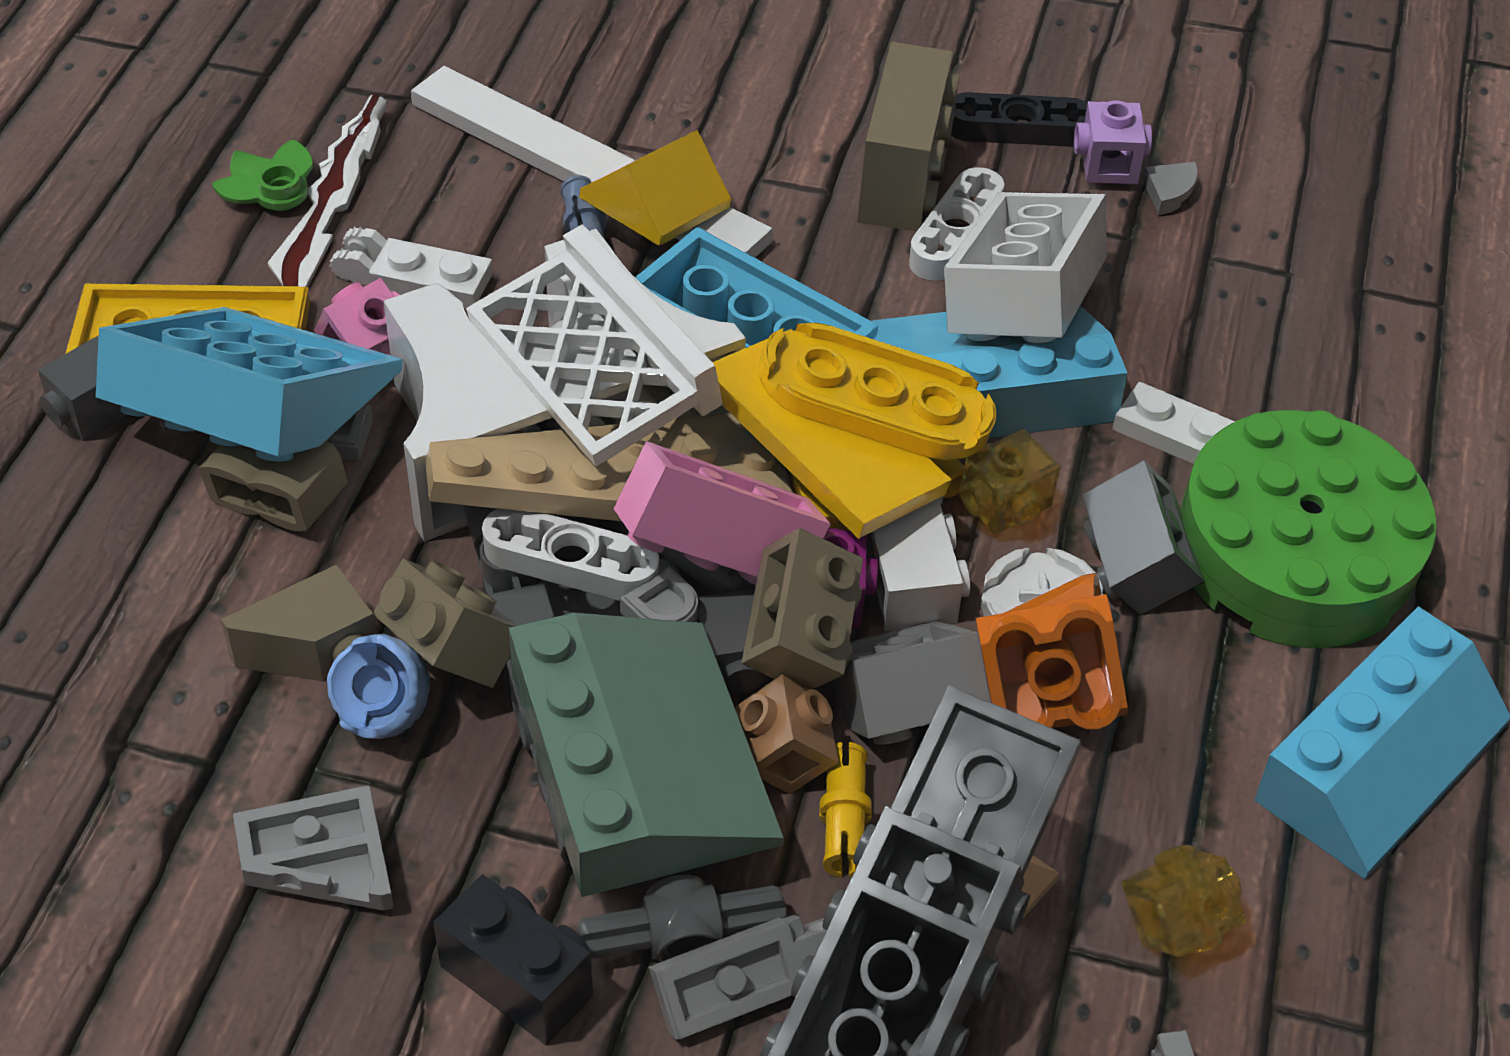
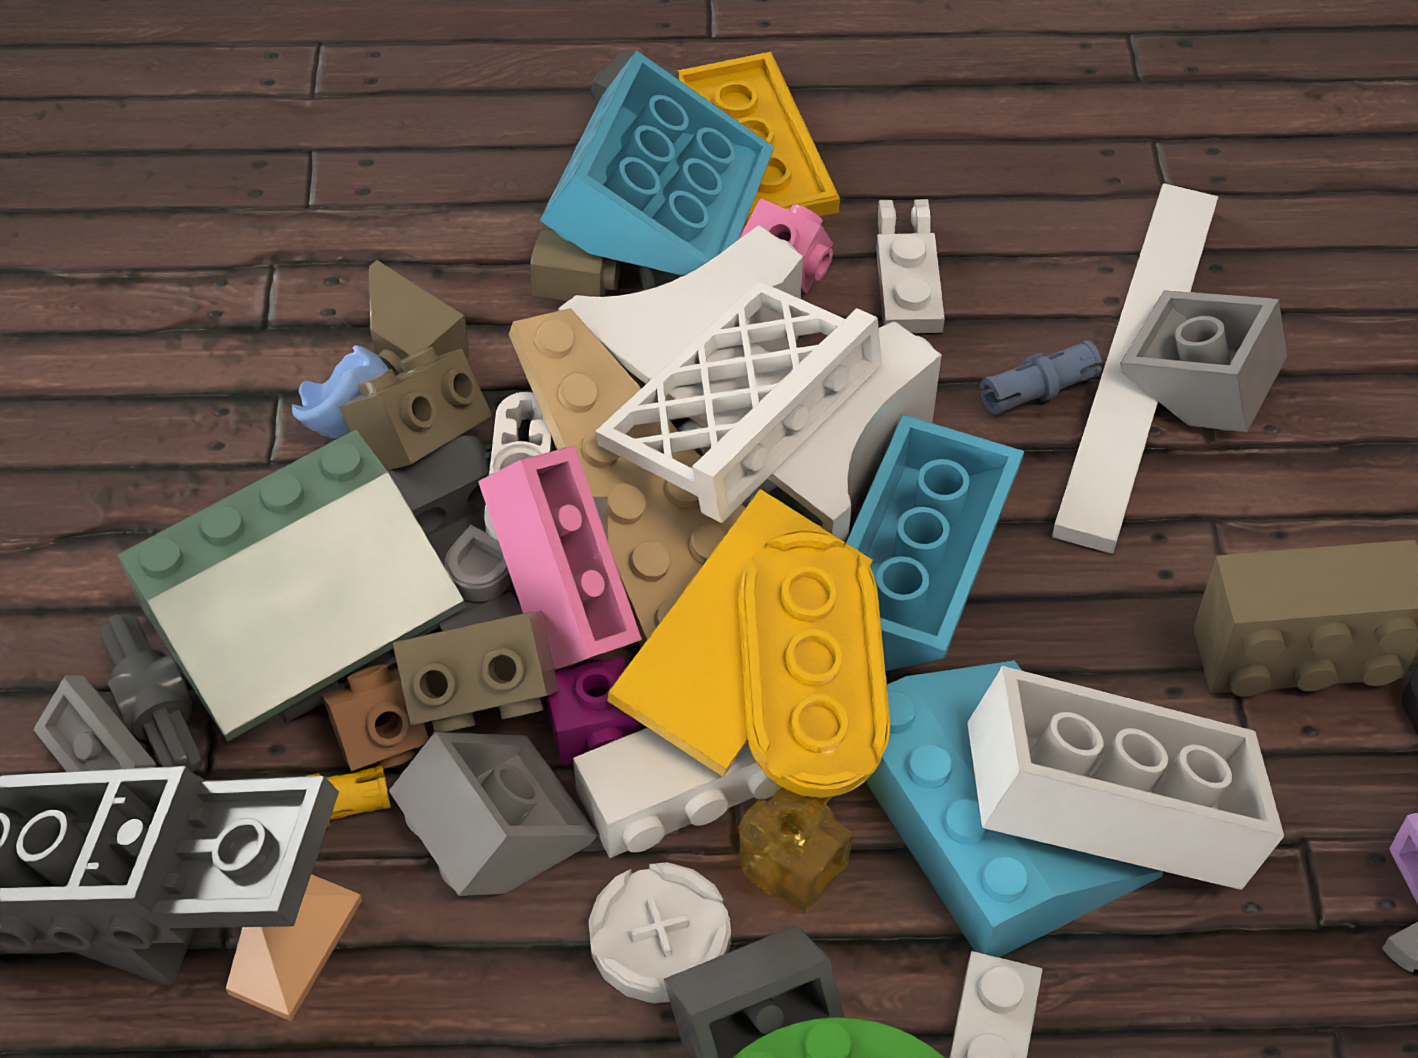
camera: 75 degrees right, 5 degrees up
(270, 182) = (980, 125): bright green plate -> none
(306, 245) = (988, 177): white sword -> none
(317, 849) = (178, 415): light grey wing -> none
(515, 957) = (75, 578): black brick -> none
(623, 109) = (1209, 356): none -> light grey slope
(662, 190) = (1094, 420): yellow slope -> none
(954, 204) = (1255, 707): white beam -> none
(1056, 657) = (527, 934): orange piece -> none

